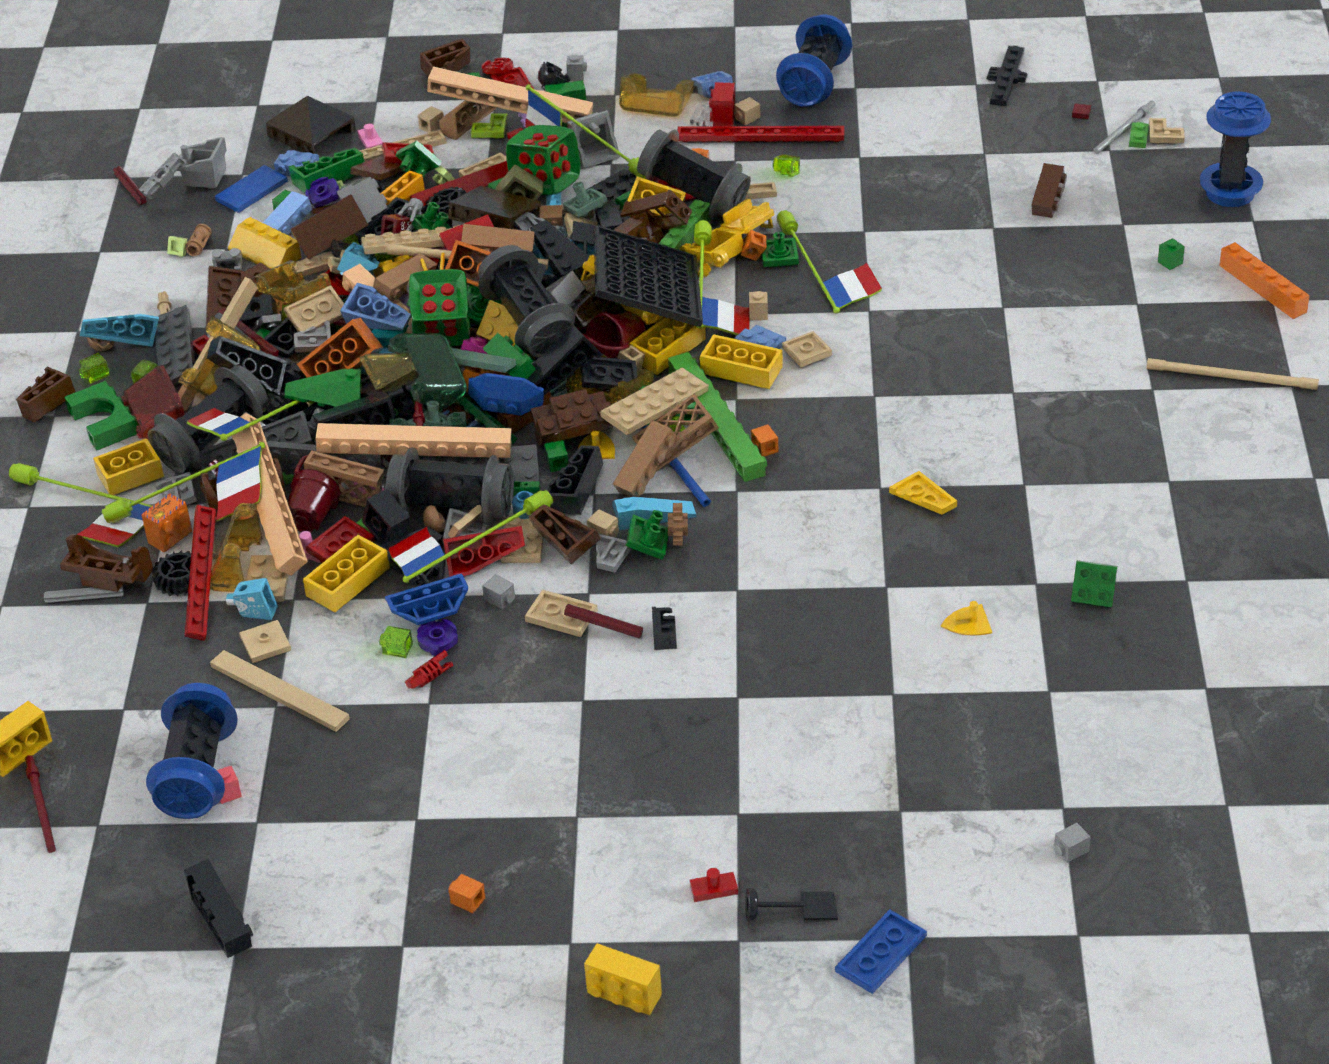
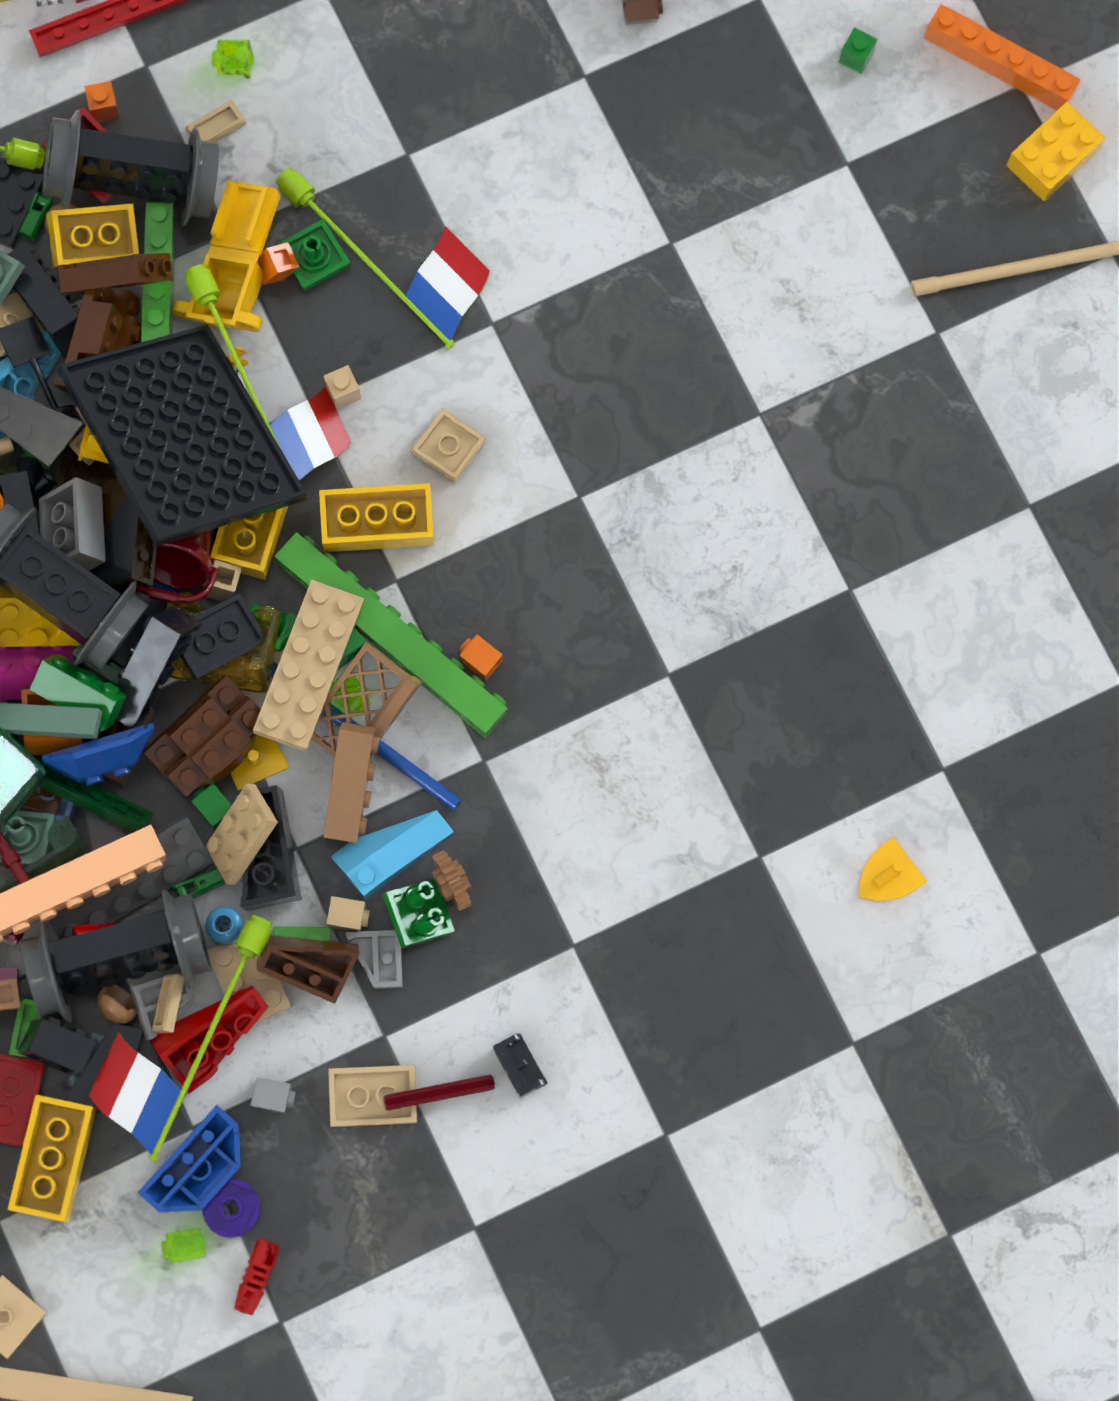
camera: 35 degrees left, 35 degrees up
(562, 460) = (241, 834): none -> tan plate
(762, 337) = (376, 456): medium blue plate -> none
(924, 492) = (735, 668): yellow wing -> none
(1094, 583) = (1027, 756): green plate -> none
(1276, 327) = (1055, 151): none -> yellow brick

